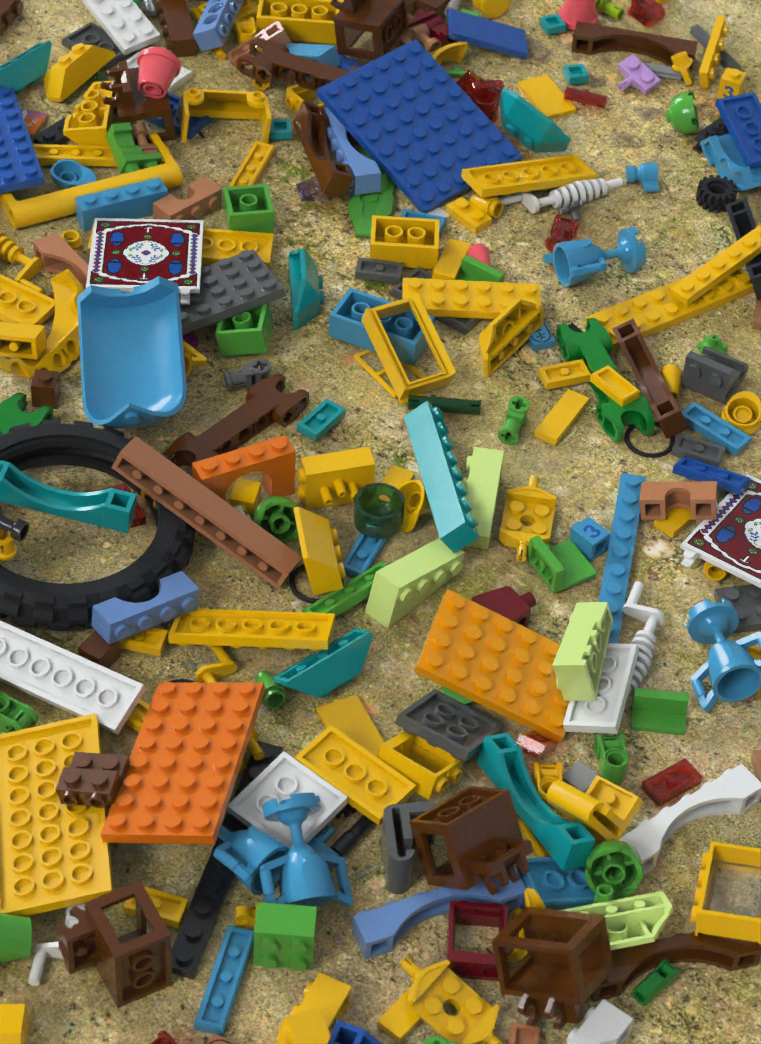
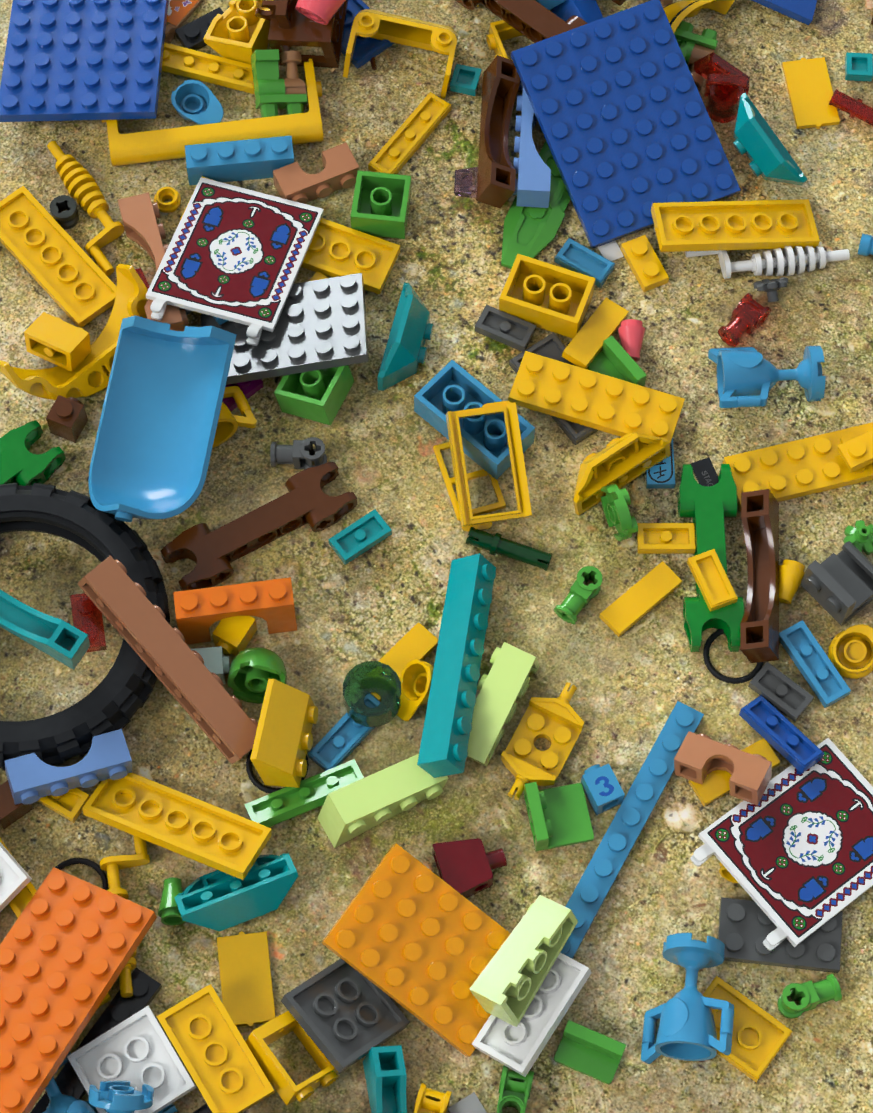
camera: 20 degrees right, 20 degrees up
(334, 477) = (339, 636): yellow piece -> none
(491, 206) = (672, 261): yellow cone -> none
(522, 359) = (617, 512): none -> bright green plate
(536, 744) = (432, 1063): clear red plate -> none
(644, 638) = (611, 947): white piece -> none

